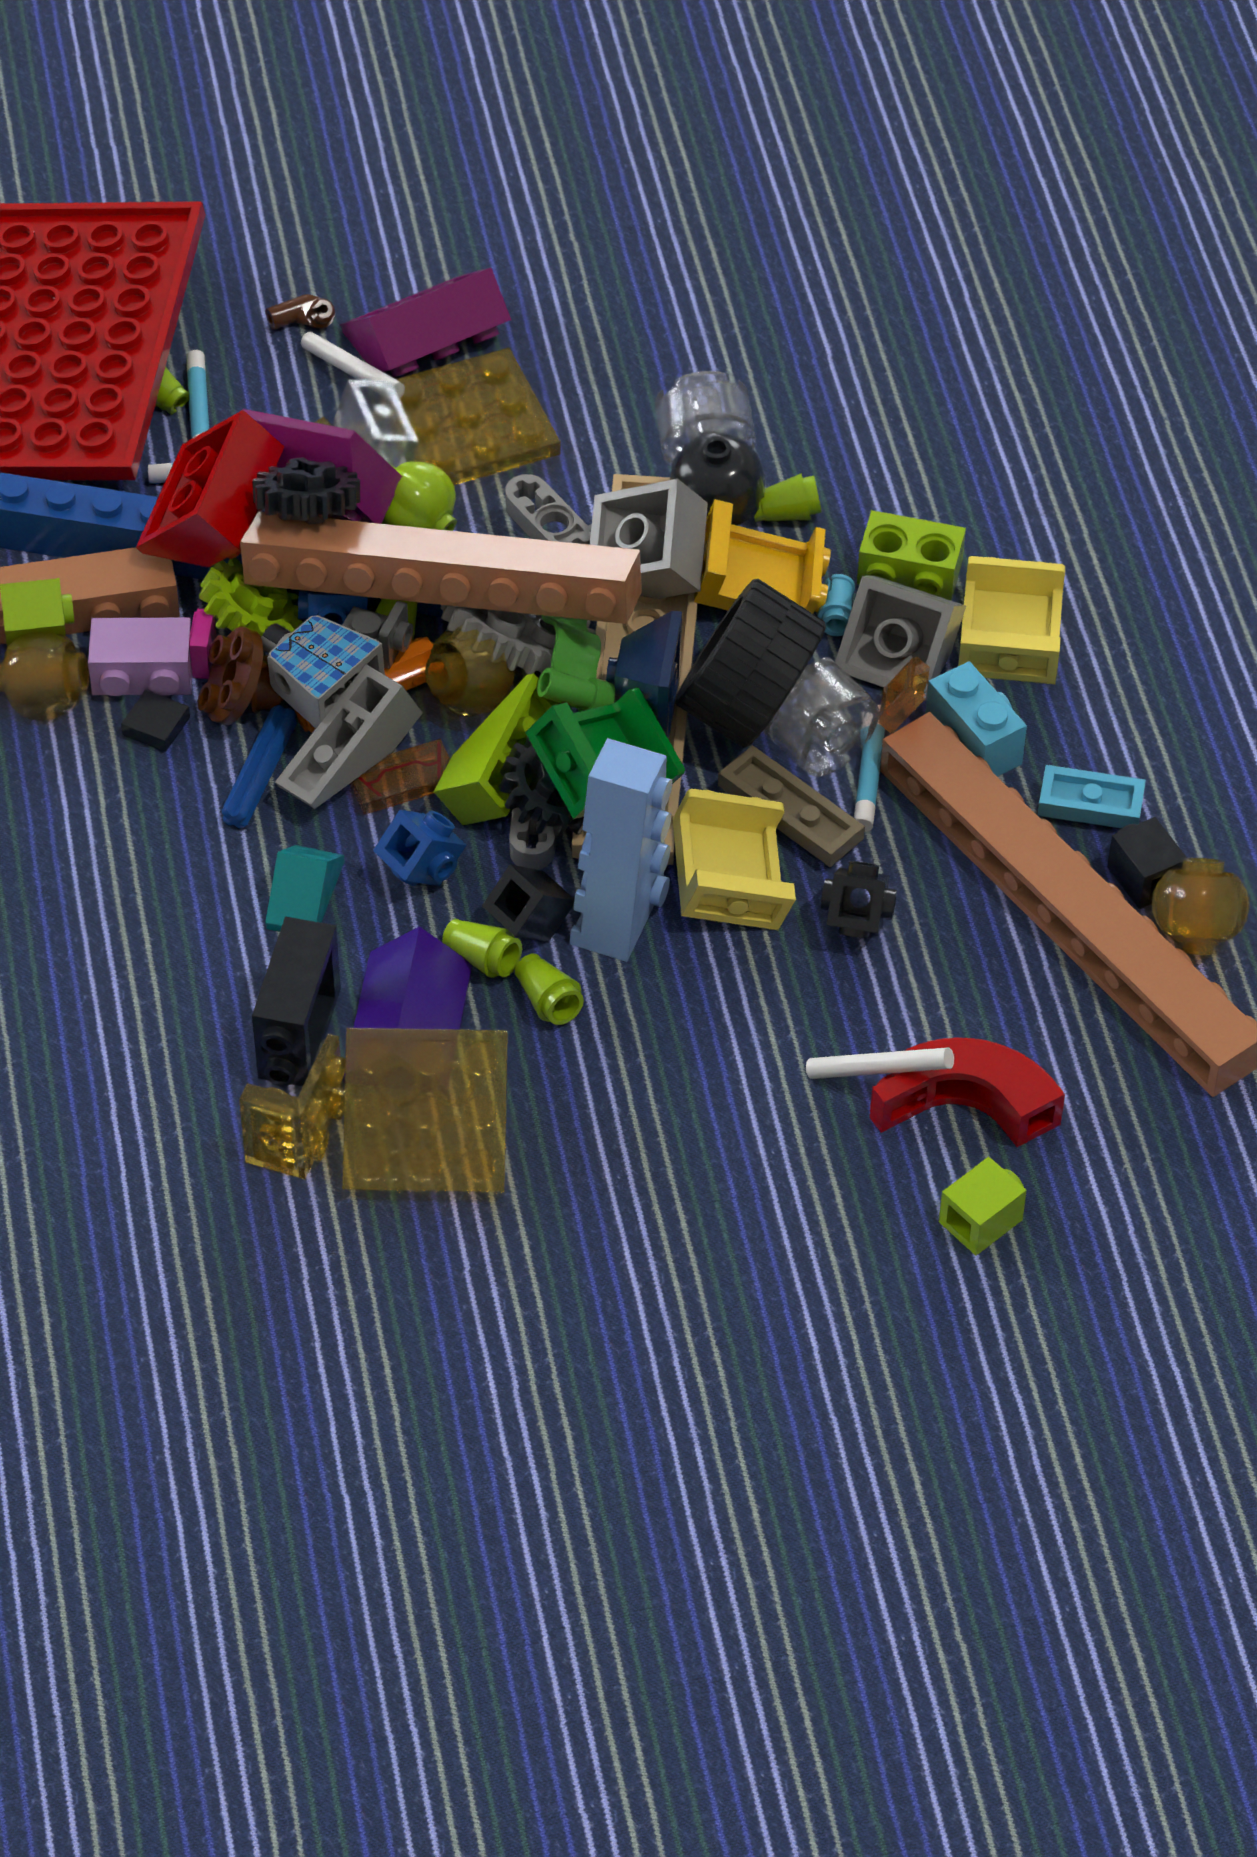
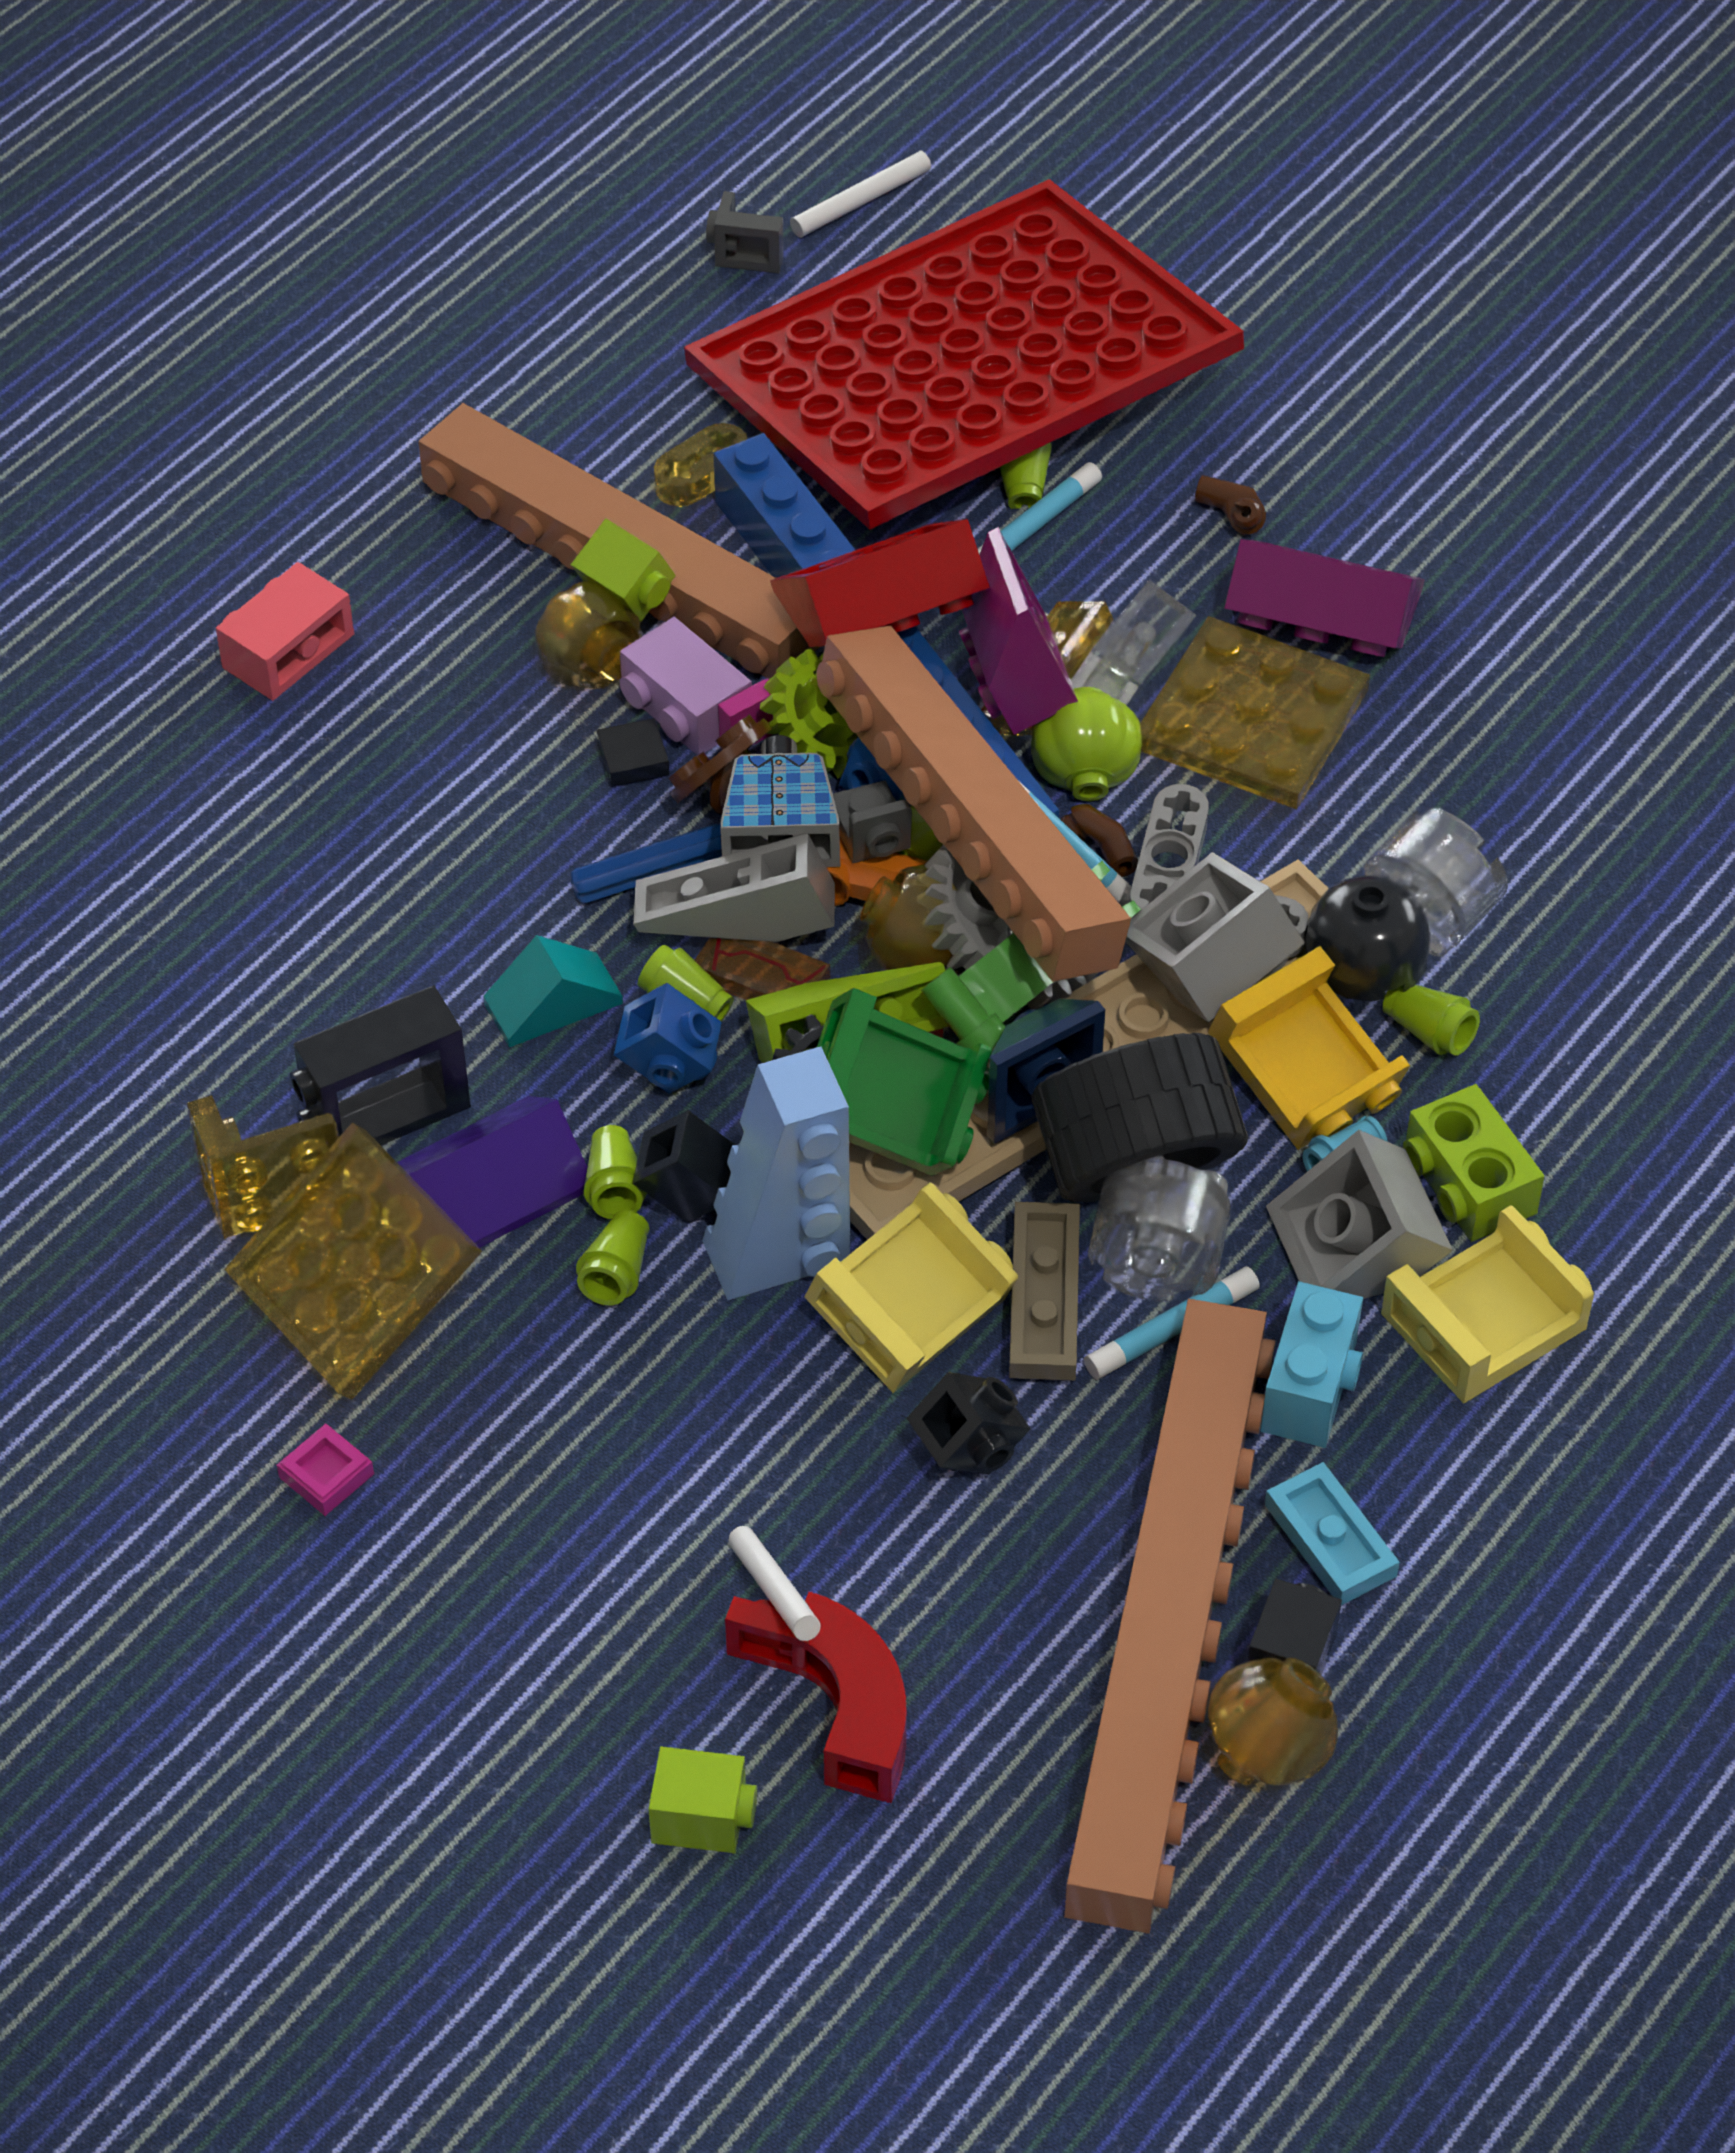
camera: 50 degrees right, 0 degrees up
(306, 490) = (934, 635): black gear -> none
(347, 361) = (1205, 581): white bar -> none
(369, 816) = (686, 976): none -> lime cone
(547, 1238) = (325, 1469): none -> dark pink tile
(903, 694) = (1266, 1275): clear orange tile -> none

